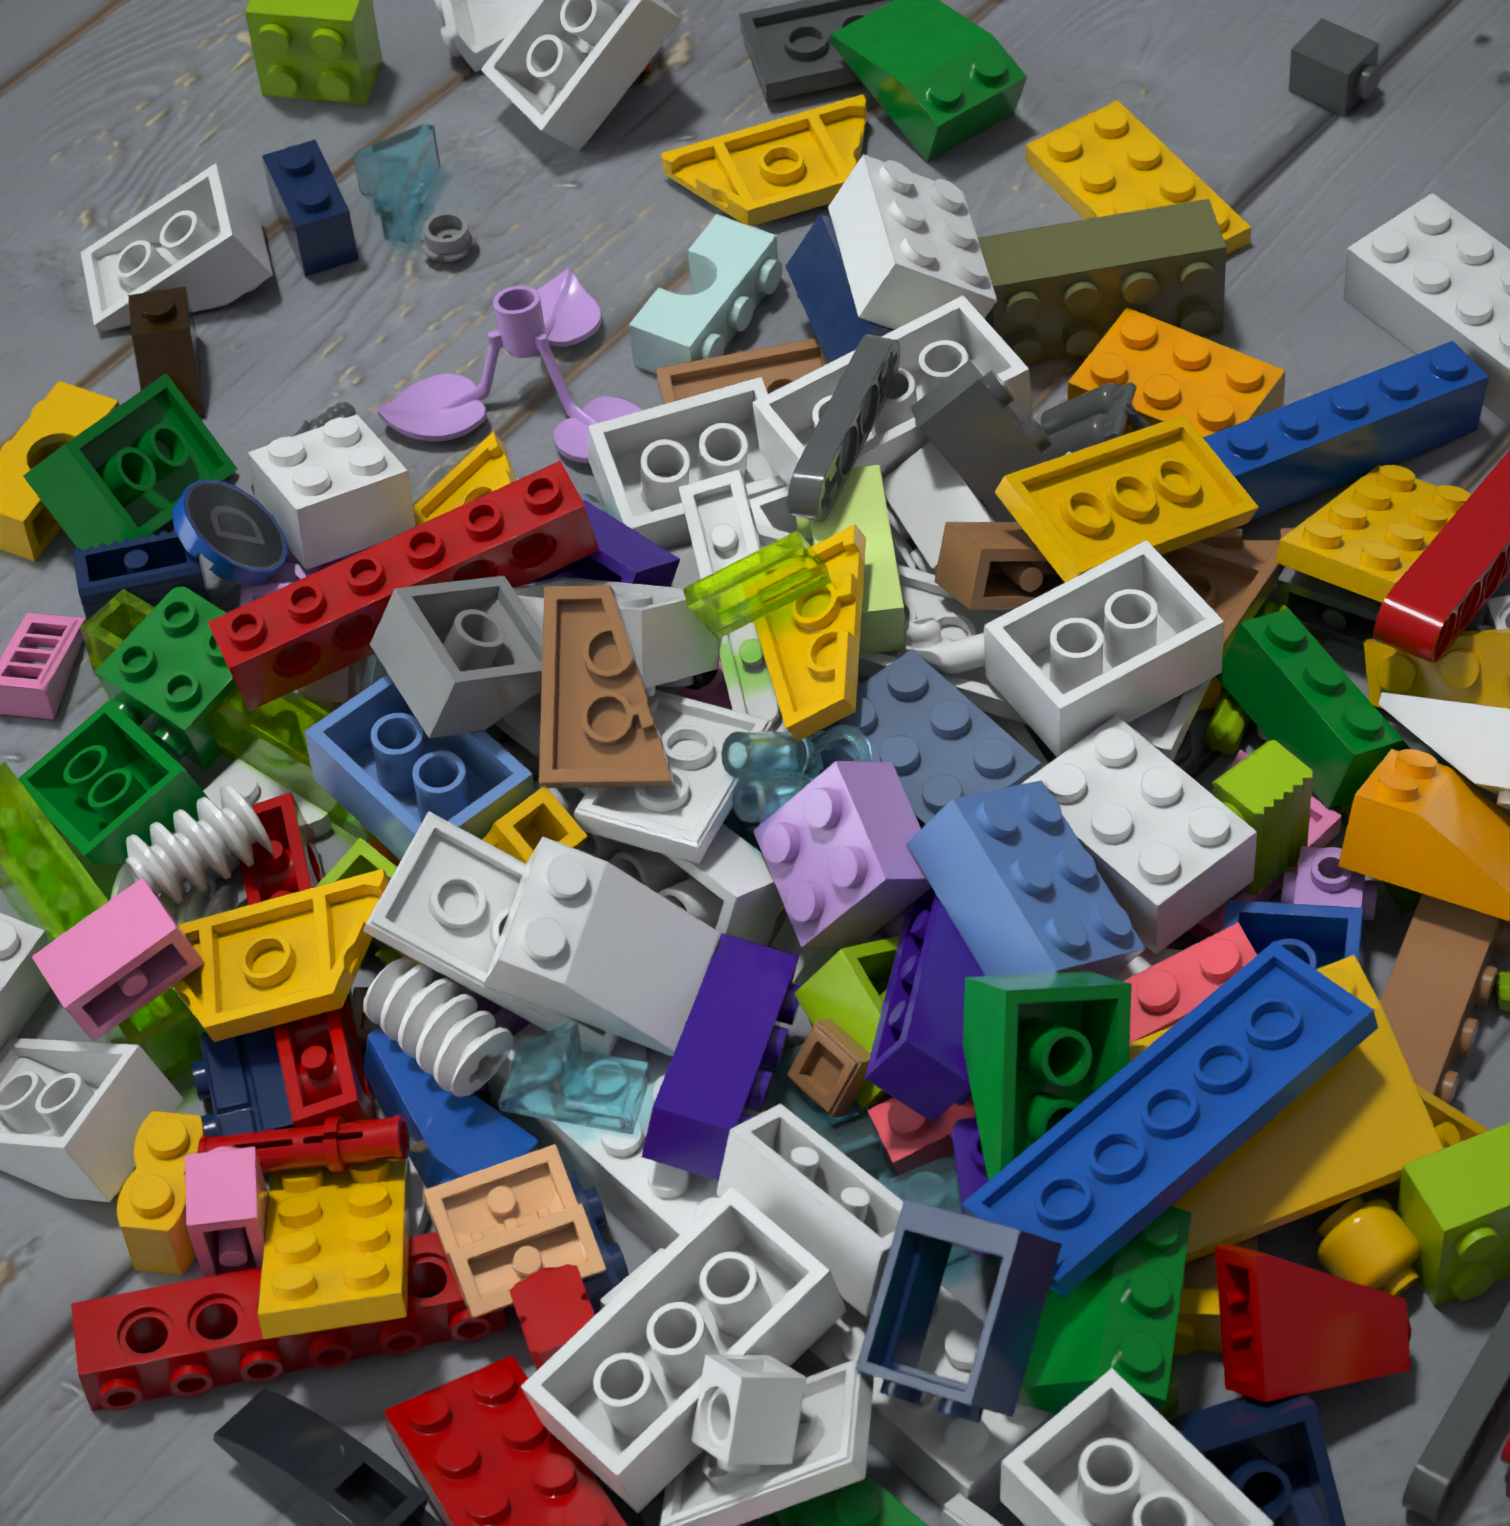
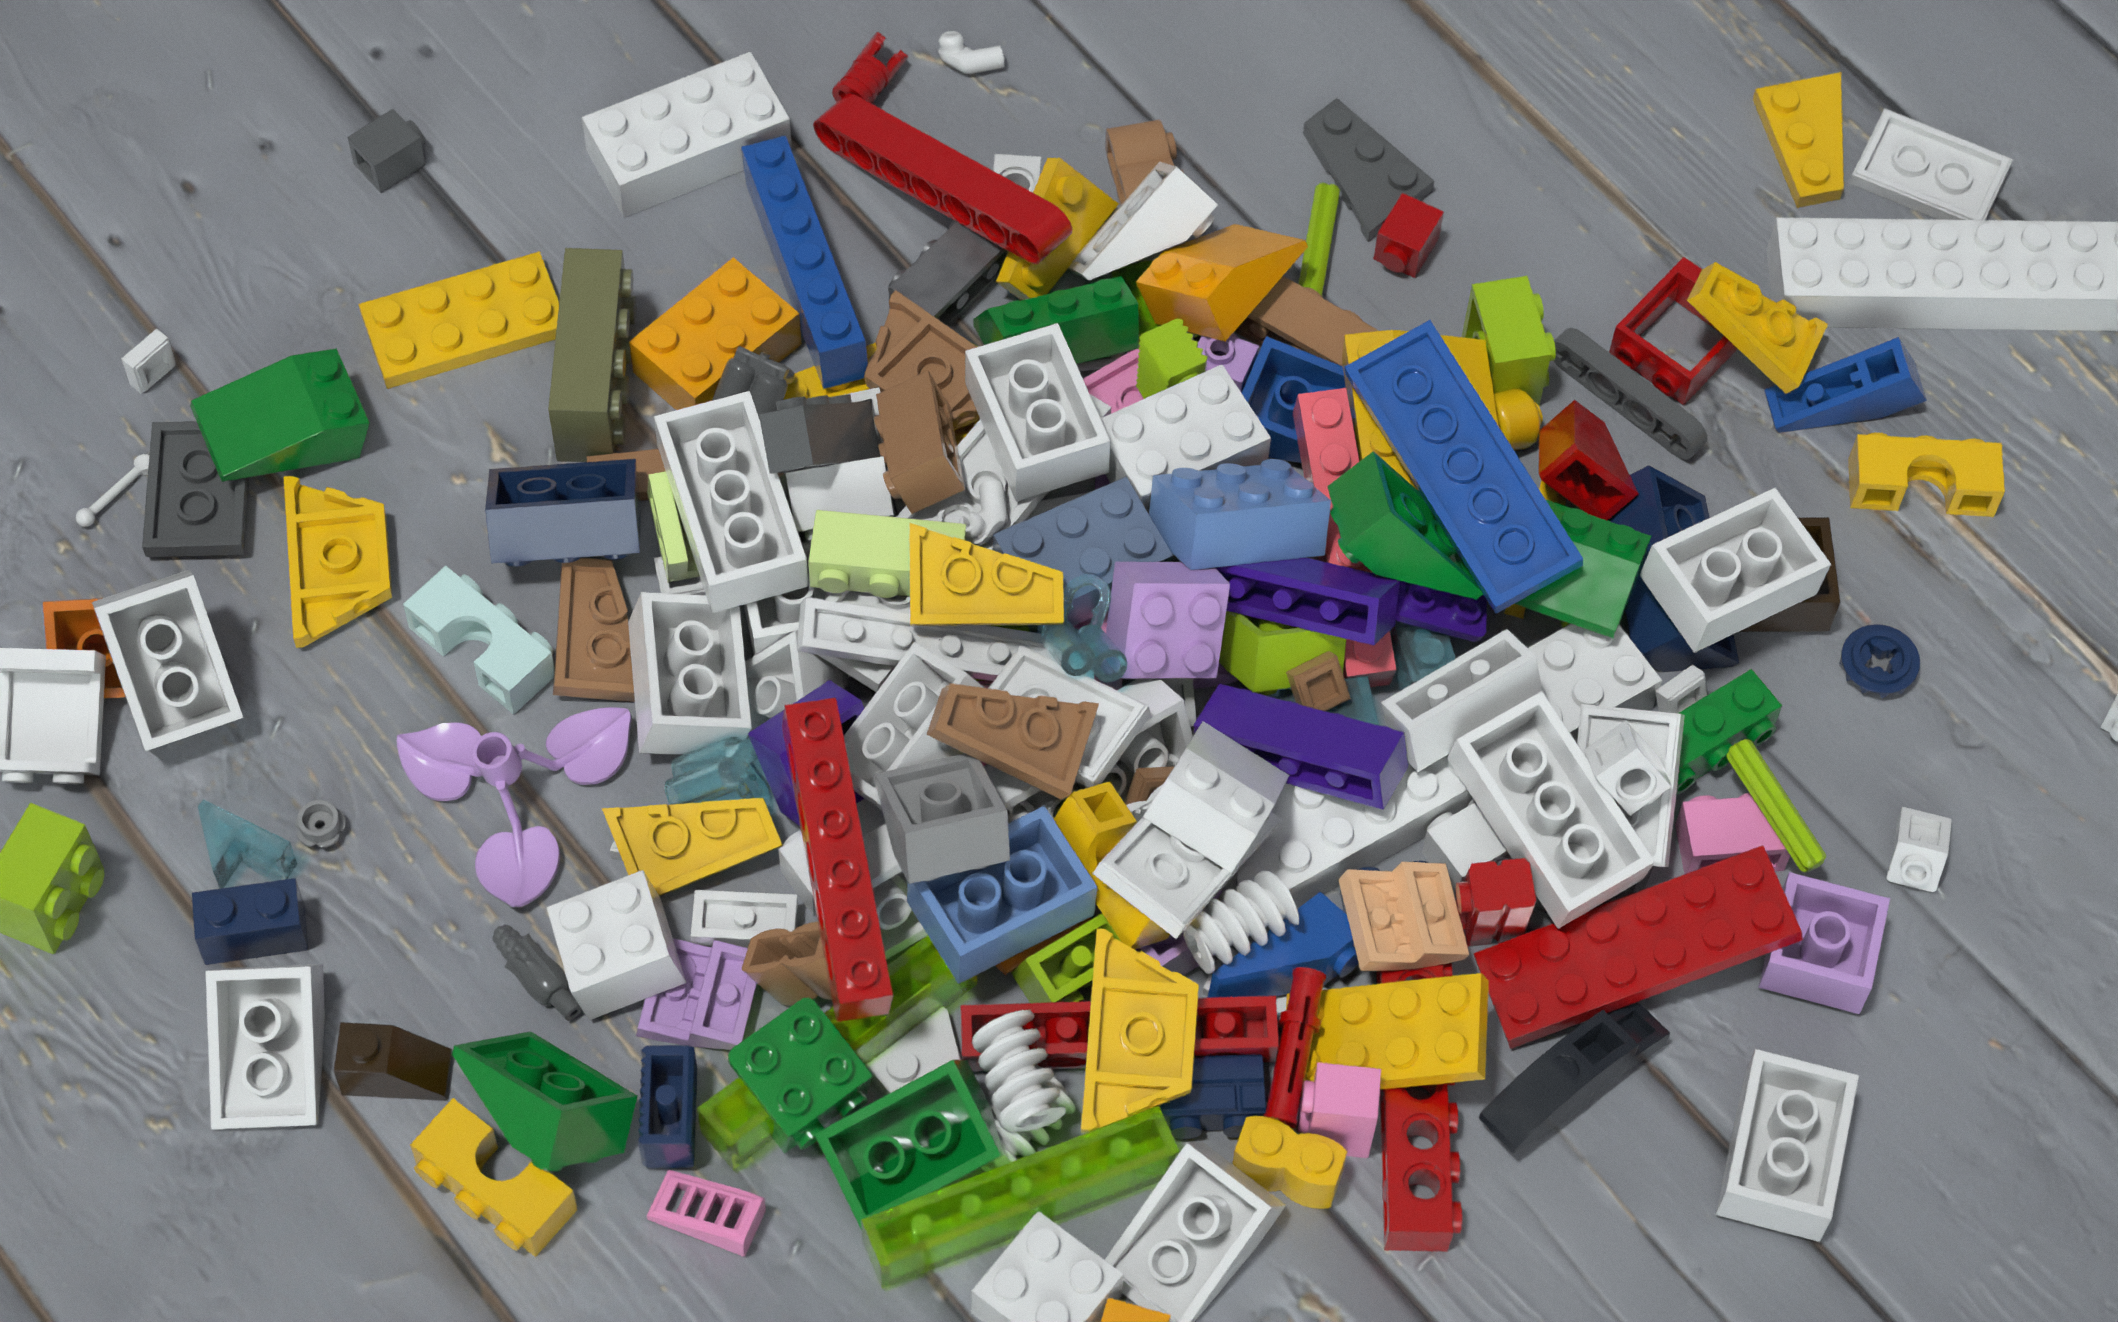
camera: 85 degrees left, 10 degrees up
(117, 960) = (1118, 1138): bright pink brick -> none
(229, 532) = (651, 1022): tile -> none
(573, 1086) = (1300, 844): clear light blue slope -> none
(757, 585) = (941, 602): clear neon green tile -> none
(843, 428) = (787, 516): dark grey beam -> none
(907, 244) = (551, 456): white brick -> none
(909, 1298) = (1547, 590): dark blue window -> none
(1127, 490) = (900, 363): yellow plate -> none
(1371, 531) = (913, 242): yellow plate -> none

